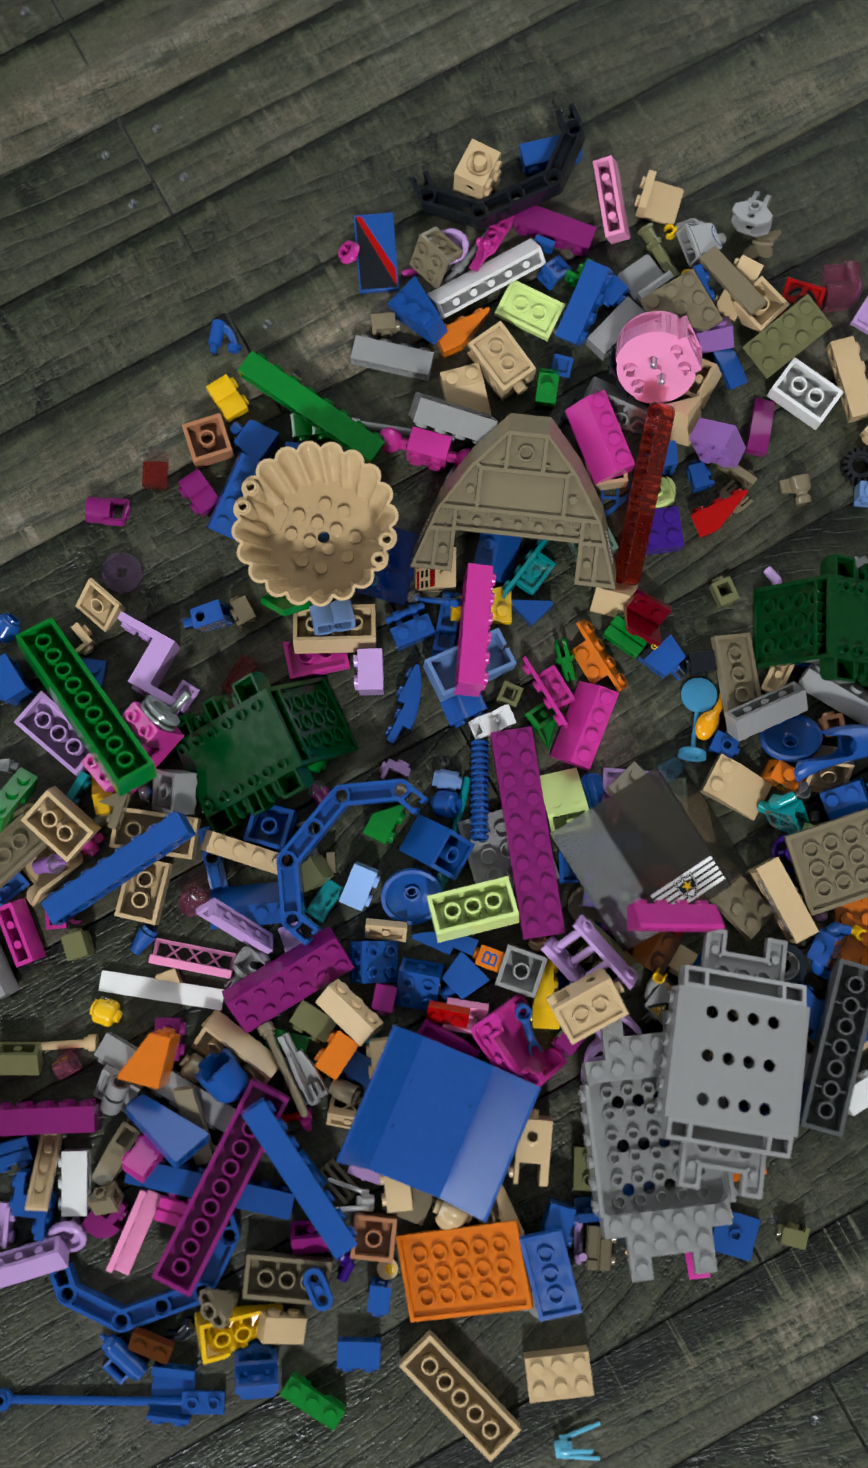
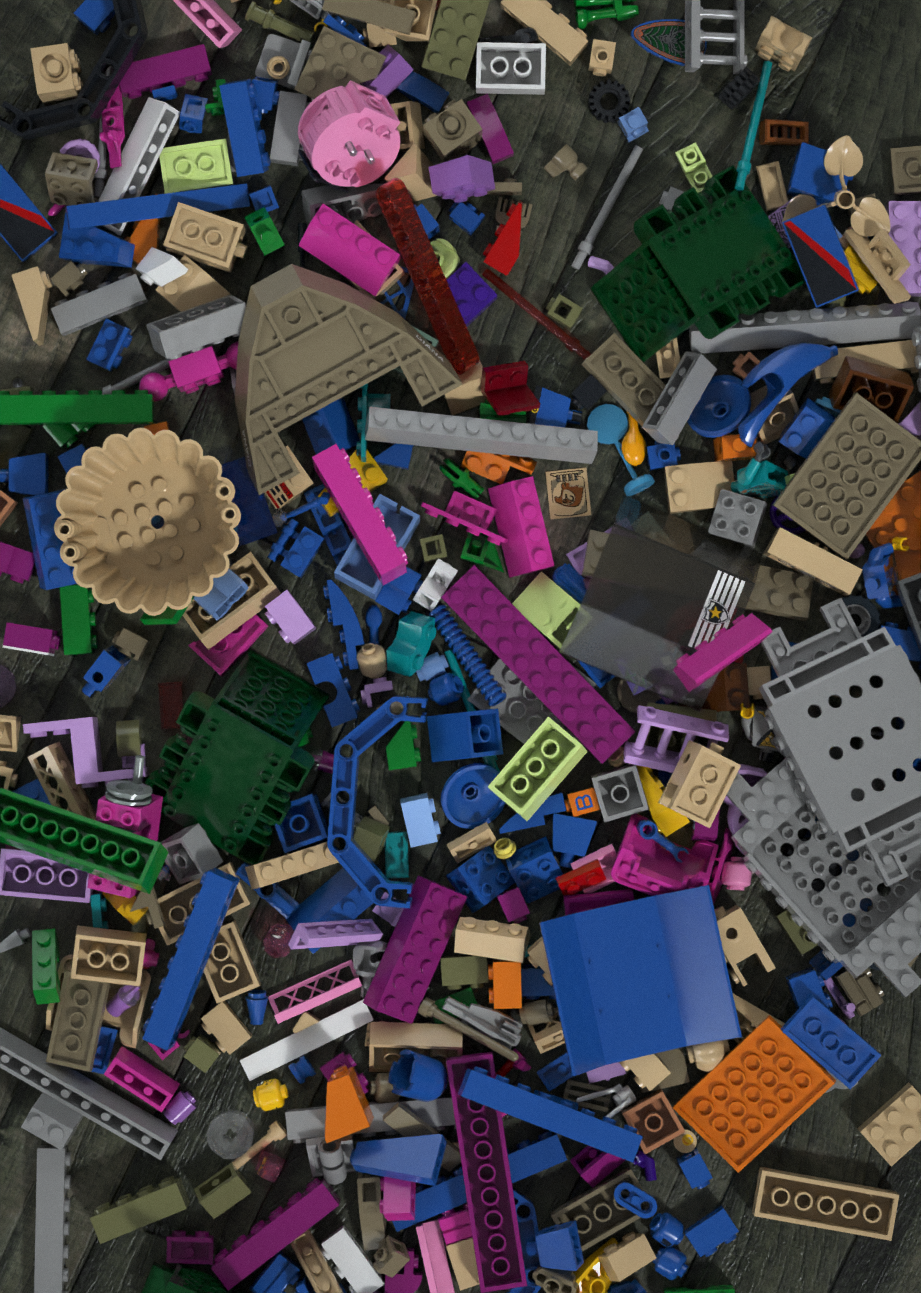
camera: 30 degrees left, 5 degrees up
(33, 973) = (180, 1107): none -> medium lavender brick
(44, 1024) = (222, 1144): none -> clear brick
(109, 938) = (226, 1027): none -> tan brick
(126, 664) = (62, 770): none -> tan fence
(142, 1010) = (302, 1069): none -> blue wheel
(156, 1243) = (464, 1263): none -> tan brick
(172, 557) = (31, 639): none -> magenta piece
(191, 677) = (128, 738): none -> olive brick
(215, 568) = (77, 620): none -> green brick
(234, 1283) = (558, 1247): none -> blue torso
(311, 1355) = (670, 1263): none -> blue head
(326, 1327) = (666, 1229): none -> blue head
(327, 1146) = (555, 1072): none -> blue plate
(349, 321) = (34, 296): none -> tan slope
(362, 764) = (328, 670): none -> blue arch
(379, 391) = (109, 345): none -> blue bracket
(407, 745) = (372, 660): none -> tan head
(407, 951) = (504, 848): none -> light yellow plate
(429, 717) = (373, 620): none -> blue piece
(444, 753) = (411, 644): none -> teal brick
(454, 358) = (160, 268): none -> white slope
(481, 313) = (155, 206): none -> blue tile
(565, 1073) = (724, 855): none -> dark pink piece
(565, 1093) = (735, 874): none -> bright pink head
(602, 637) = (481, 435): none -> light grey brick
(635, 725) = (568, 493): none -> tan sticker
(637, 275) = (275, 61): none -> tan plate
(713, 618) = (572, 343): none -> clear red bar
(735, 404) = (452, 131): none -> dark tan torso
(749, 829) = (737, 518): none -> light grey bracket
(771, 557) = (586, 246): none -> light grey bar
(831, 375) = (523, 35): none -> black piece

